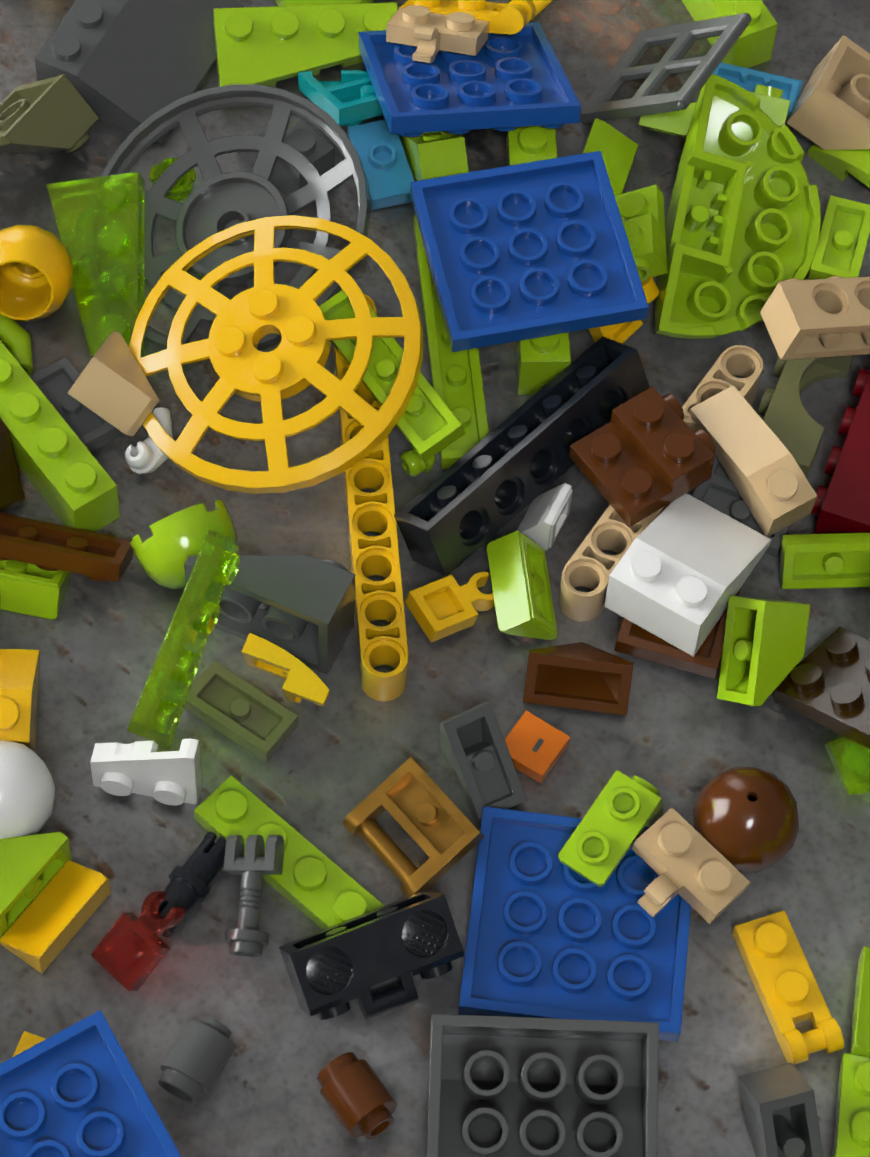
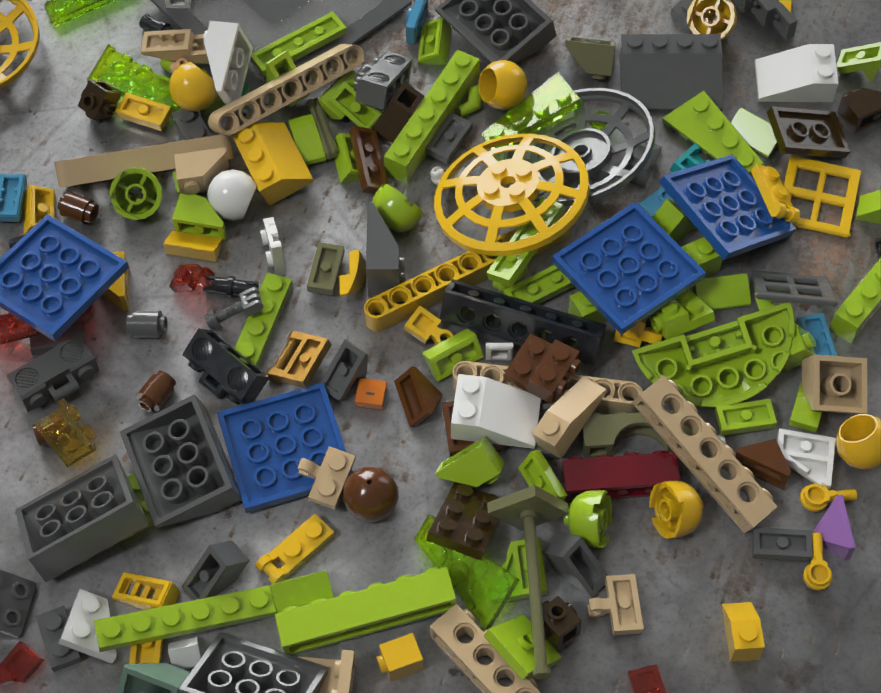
camera: 70 degrees right, 0 degrees up
(116, 386) = (461, 141): tan slope -> none
(181, 651) = (321, 223): clear neon green wing -> none
(435, 32) = (748, 181): tan plate -> none
(611, 827) = (340, 436): lime bracket -> none

